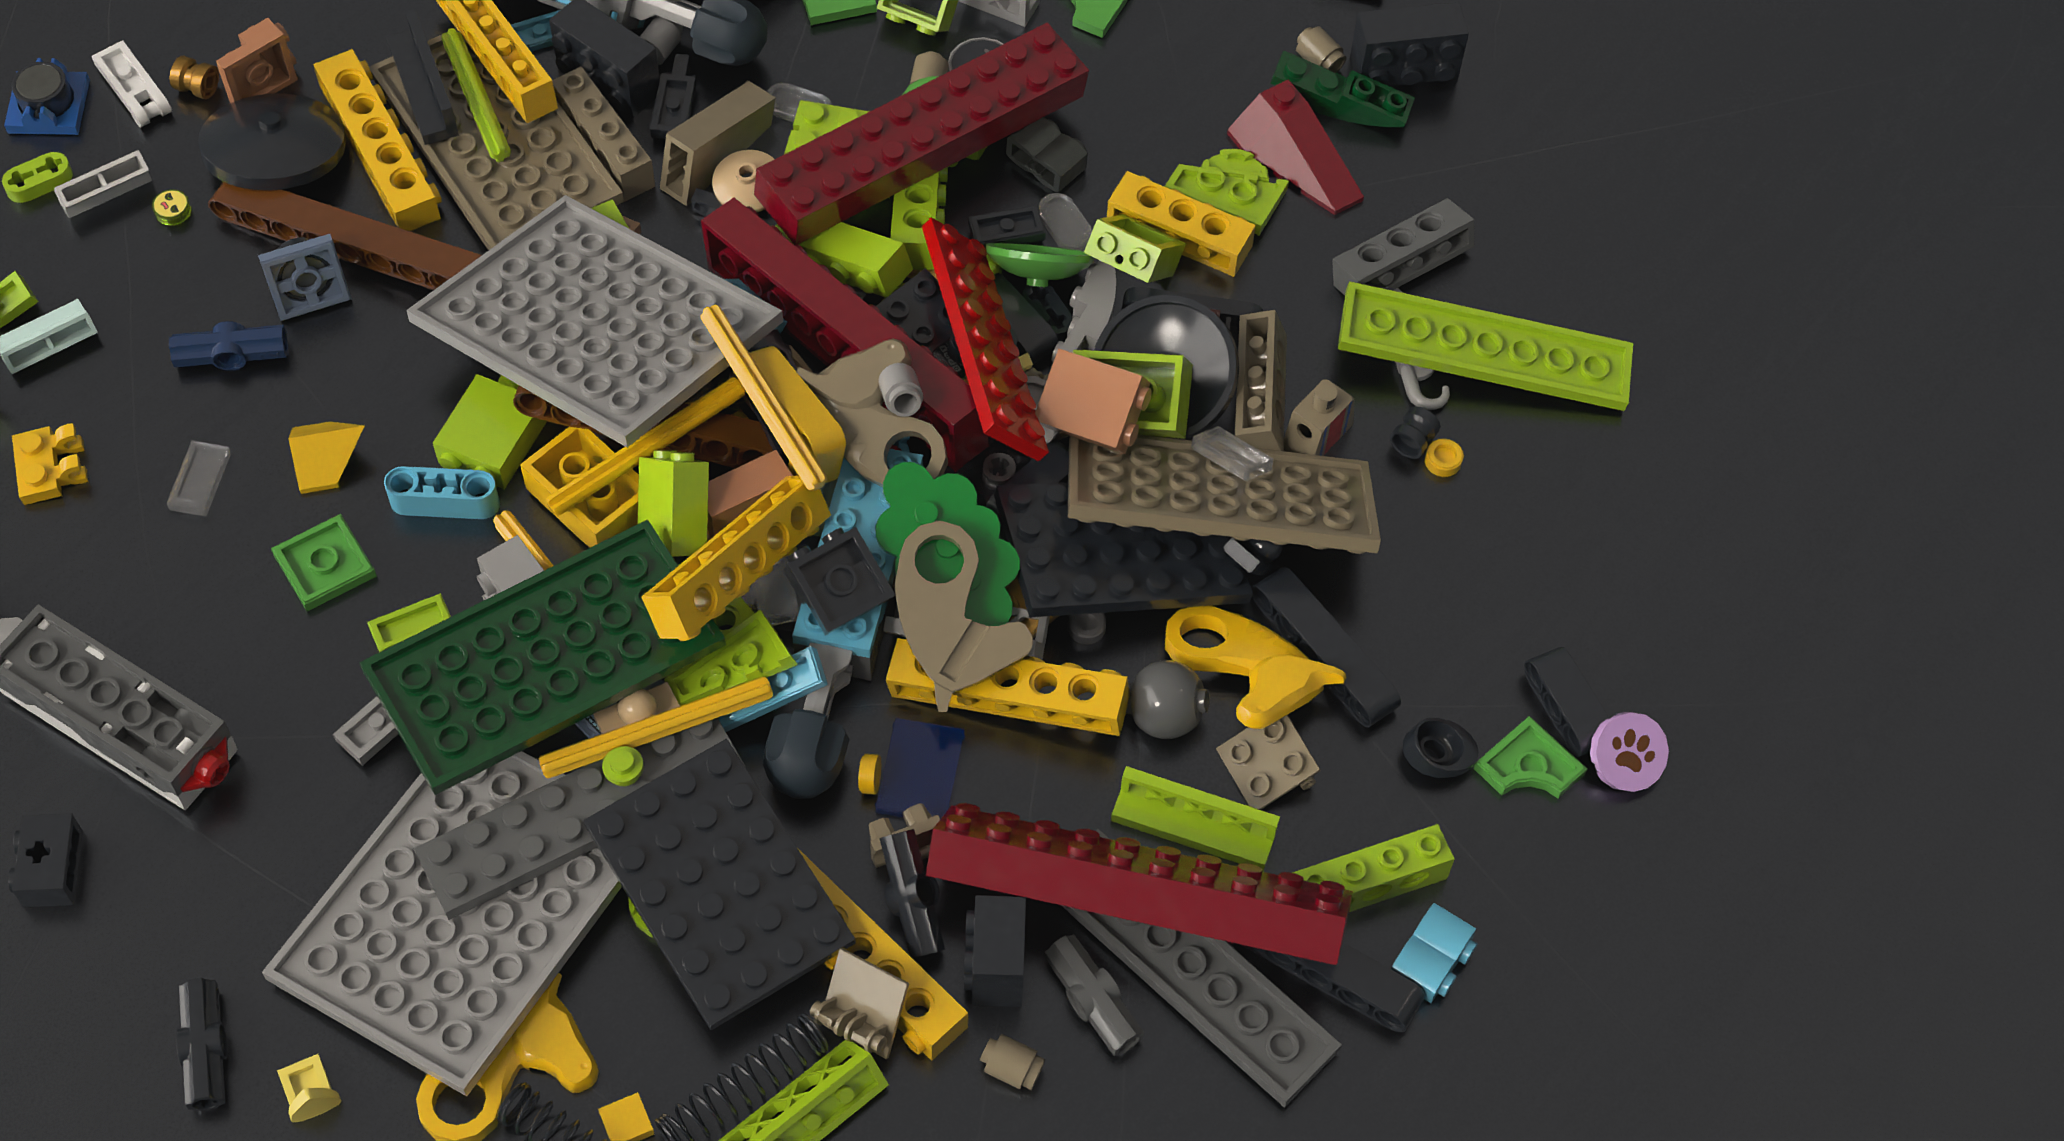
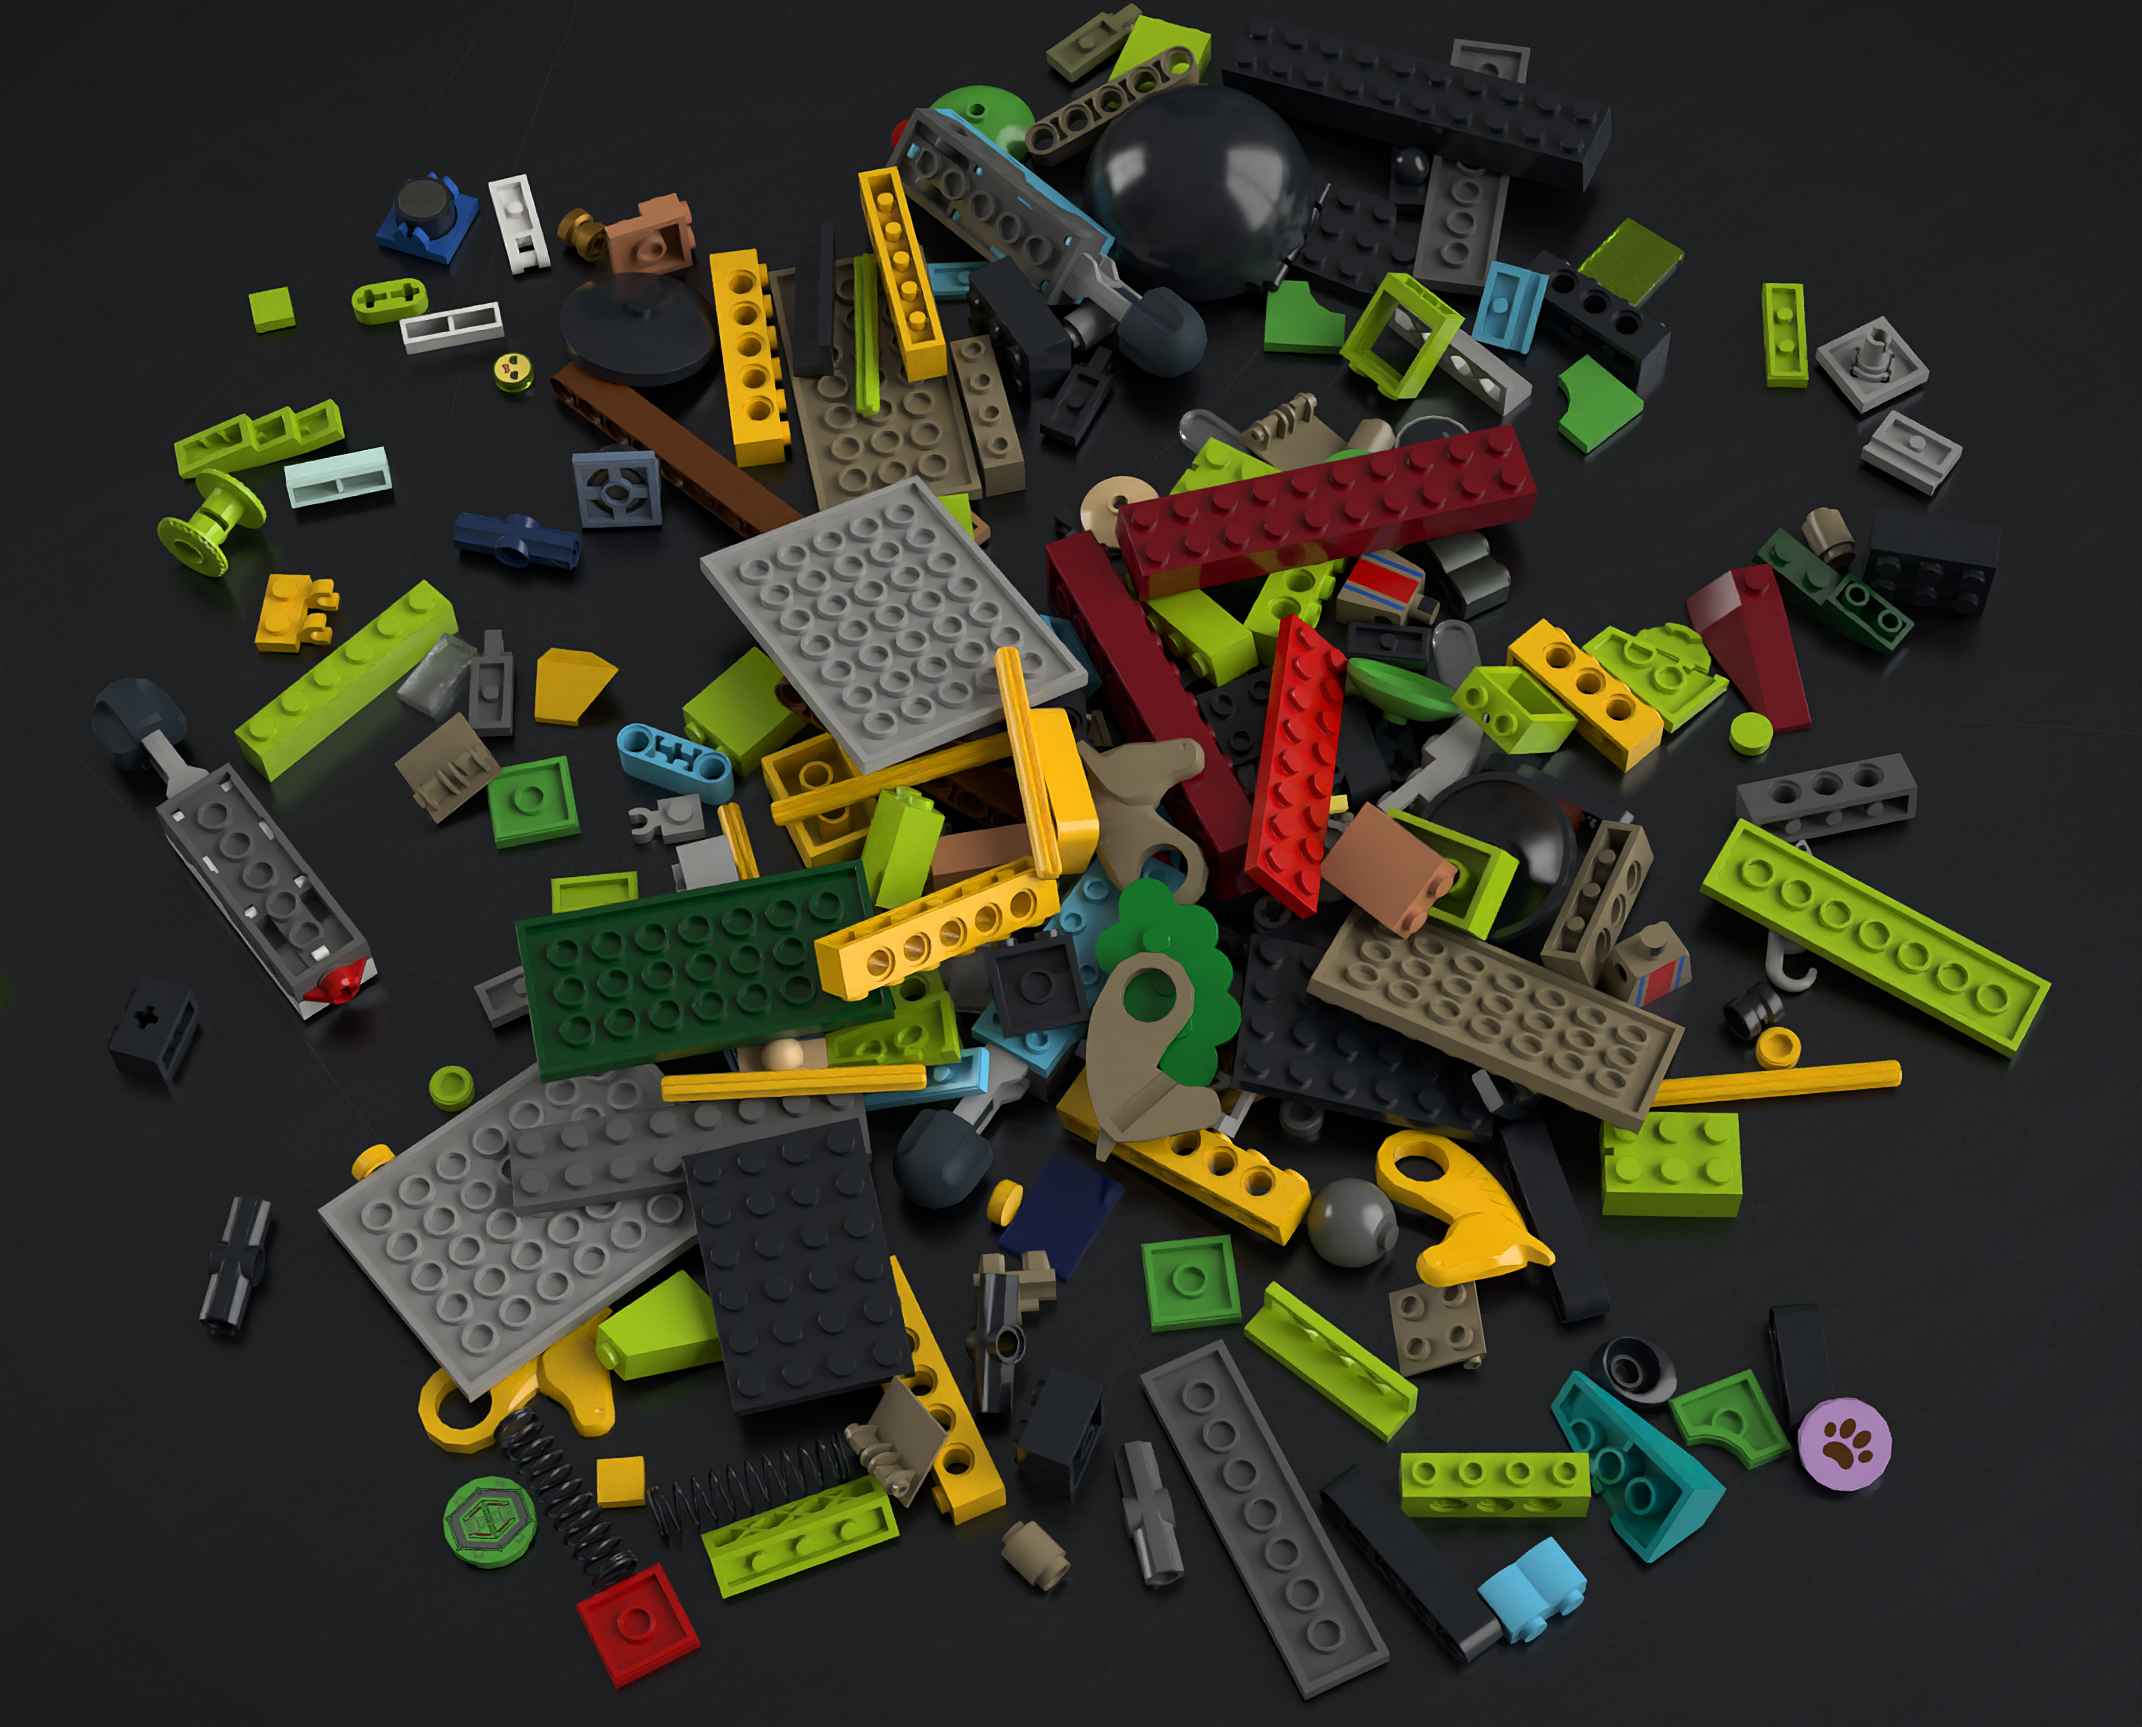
camera: 25 degrees right, 0 degrees up
(116, 507) = (345, 681): none -> lime brick
(238, 554) = (448, 767): none -> dark tan hinge
(252, 476) = (492, 688): none -> dark grey hinge
(295, 914) = (371, 1161): none -> yellow tile
(308, 1089) = (323, 1343): light yellow tile -> none
(343, 828) = (452, 1088): none -> lime tile
(457, 539) = (676, 820): none -> light grey plate
(616, 978) = (661, 1331): none -> lime slope
(623, 766) = (744, 1113): lime plate -> none
(710, 136) = (1101, 450): dark tan slope -> none
(863, 84) = (1293, 436): none -> dark tan hinge
(900, 389) = (1175, 797): light grey brick -> none
(989, 185) = (1385, 591): none -> torso
(1052, 788) = (1191, 1283): none -> bright green tile
(1141, 882) = (1235, 1411): dark red brick -> none
(1232, 453) = (1527, 973): clear tile -> none
(1321, 218) = (1751, 734): none -> lime tile
(1409, 575) = (1673, 1166): none -> lime piece
(1461, 481) = (1778, 1083): none -> yellow axle
(1485, 831) = (1645, 1478): none -> teal wedge

